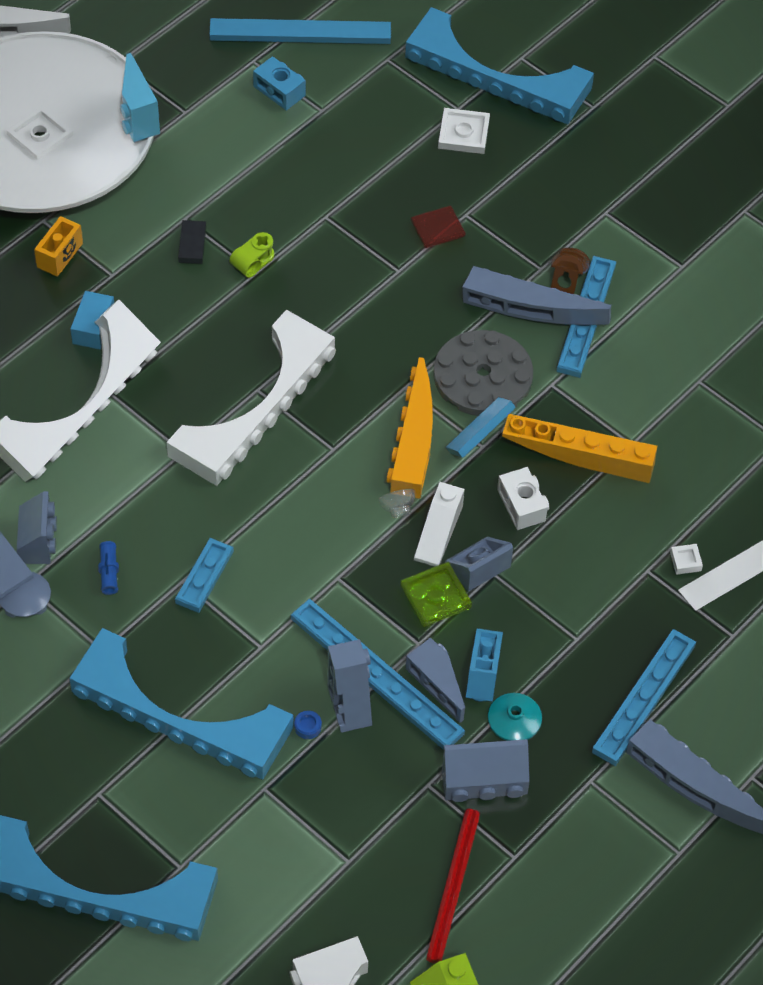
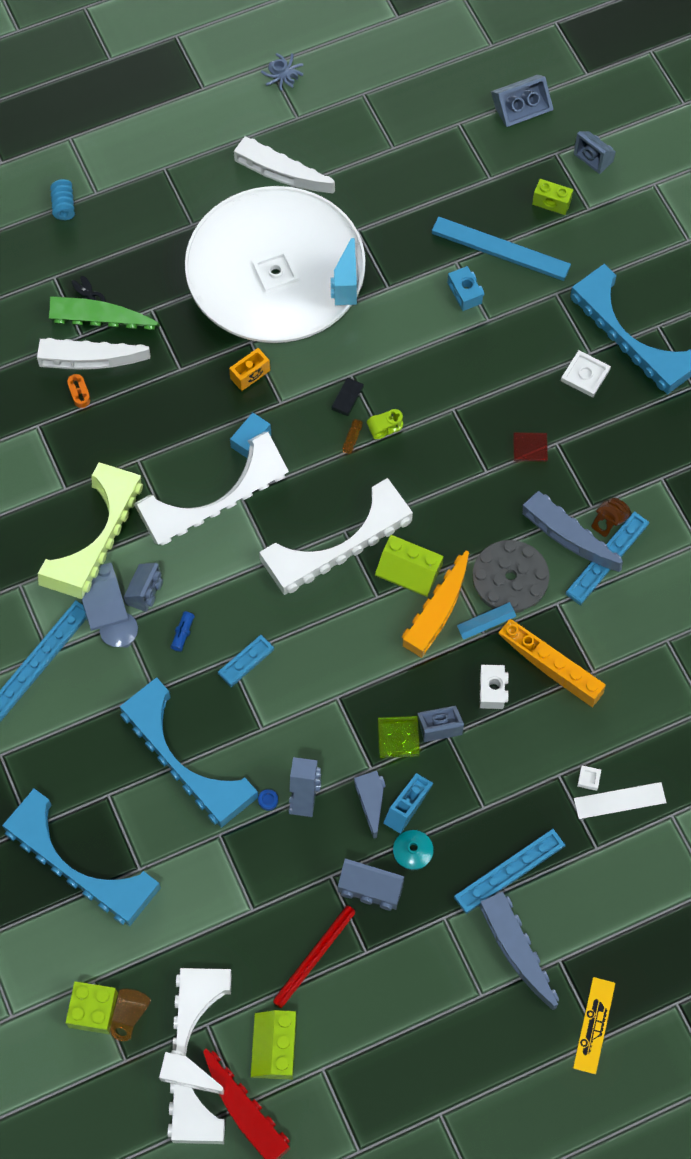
camera: 25 degrees right, 10 degrees up
(218, 282) = (352, 436): none -> clear orange axle
(357, 399) = (409, 565): none -> lime slope
(382, 678) = (332, 782): dark azure tile -> none
(398, 502) = (402, 658): clear piece -> none
(439, 524) = (424, 685): white slope -> none

